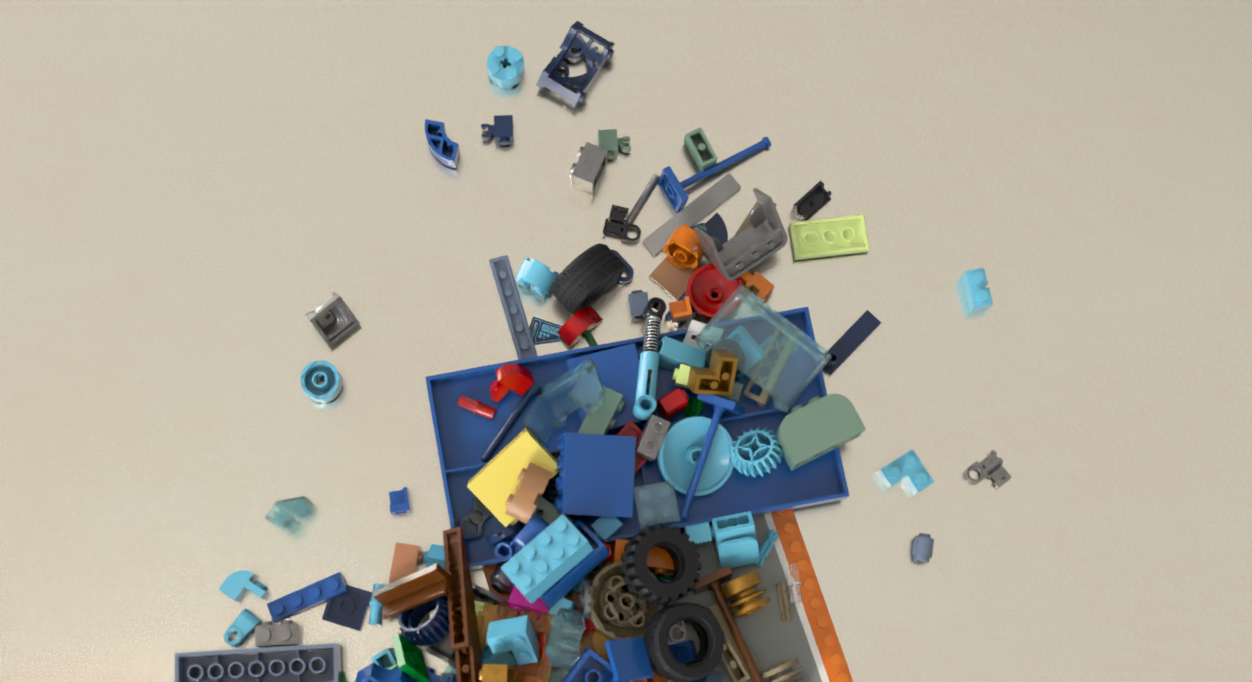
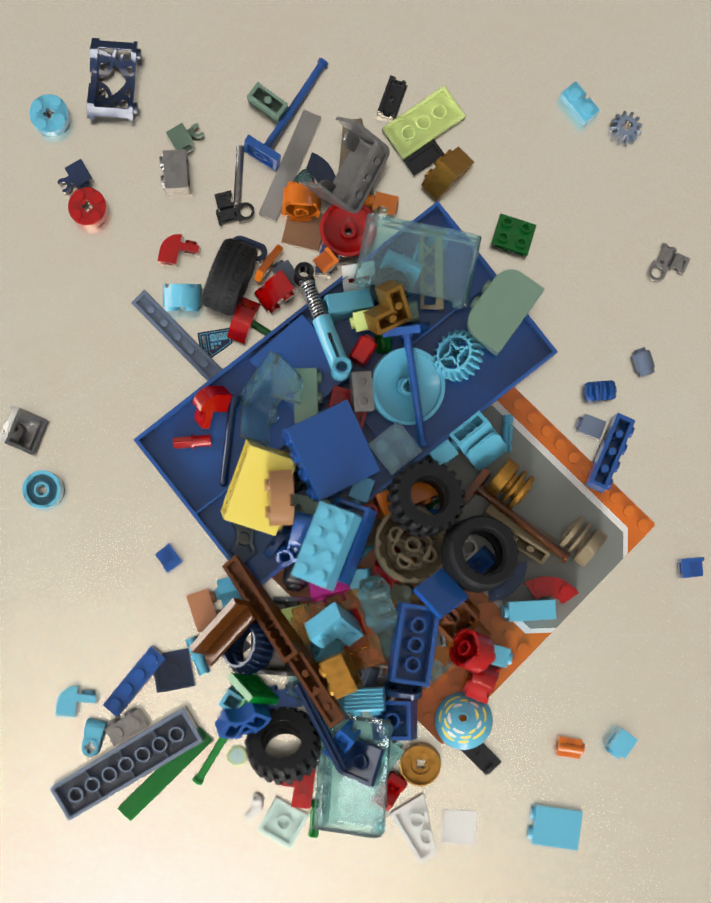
camera: 25 degrees left, 10 degrees up
(288, 513) = (79, 620): clear light blue slope -> none
(440, 145) = (31, 220): blue brick -> none
(494, 150) = (82, 198): none -> red brick
(553, 230) = (173, 246): none -> red brick
(585, 598) = (376, 561): flat silver wheel -> none
(593, 641) = (401, 592): none -> dark tan tile
(621, 314) = (275, 292): none -> red brick
(628, 286) = (268, 263): none -> orange tile
(784, 602) = (546, 471): dark tan axle -> none
(793, 583) = (547, 451): clear axle -> none
(813, 267) = (423, 158): none -> black tile
(828, 288) = (447, 172): none -> pearl gold brick
(845, 581) = (590, 426): none -> sand blue brick
(850, 341) = (490, 208): dark blue piece -> none
(851, 614) = (610, 452): none -> blue brick
(860, 374) = (513, 234): none -> green hinge
(870, 553) = (600, 390): none -> blue gear
(909, 469) = (596, 298): medium azure brick -> none
(1016, 330) = (630, 121): none -> sand blue gear

